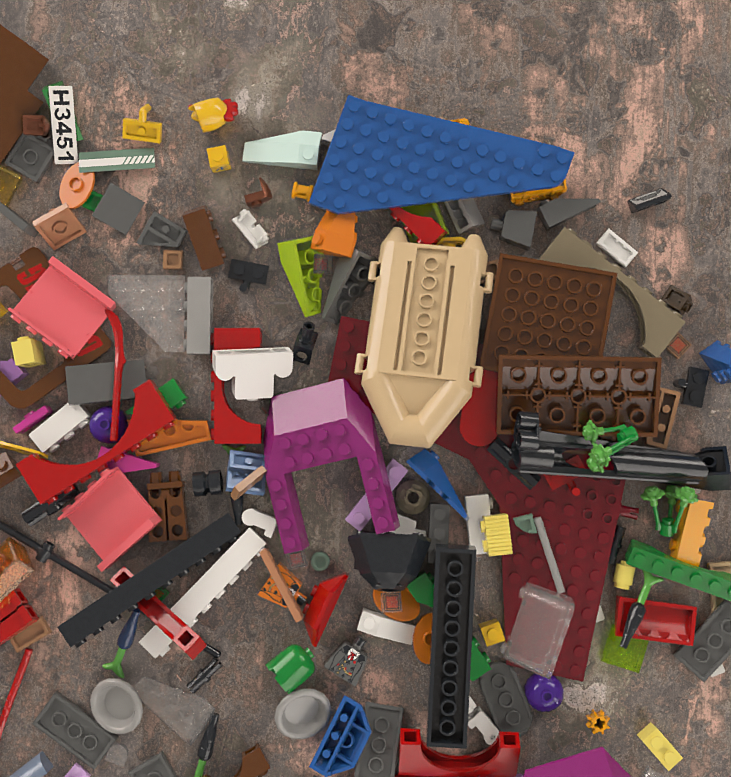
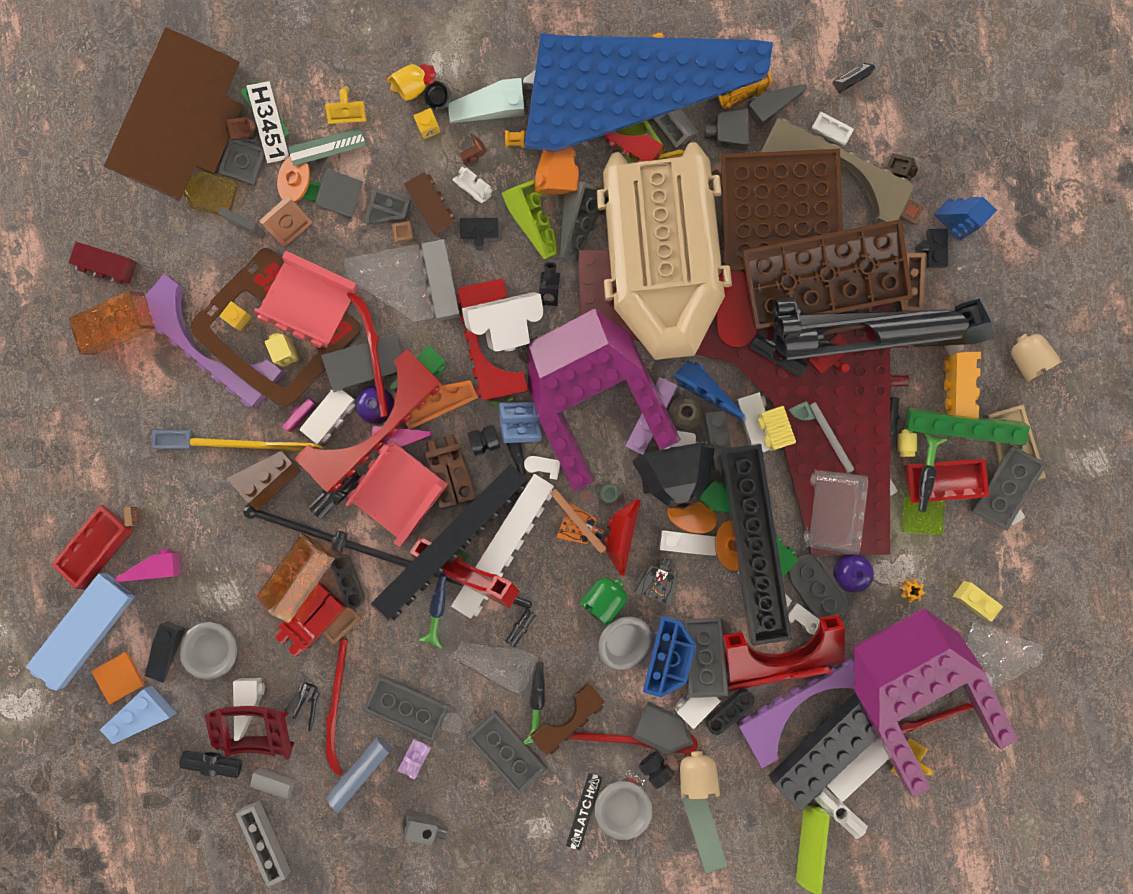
camera: 10 degrees left, 0 degrees up
(41, 602) = (345, 590): none -> black beam
(116, 706) = (442, 674): light grey piece -> none
(235, 133) = (437, 96): none -> black hair
(248, 482) = (524, 429): medium nougat tile -> none
(391, 602) = (687, 517): tile -> none
(491, 632) = (791, 525): yellow brick -> none
(601, 456) = (863, 323): bright green plant -> none
(667, 526) = (918, 357): bright green plant -> none

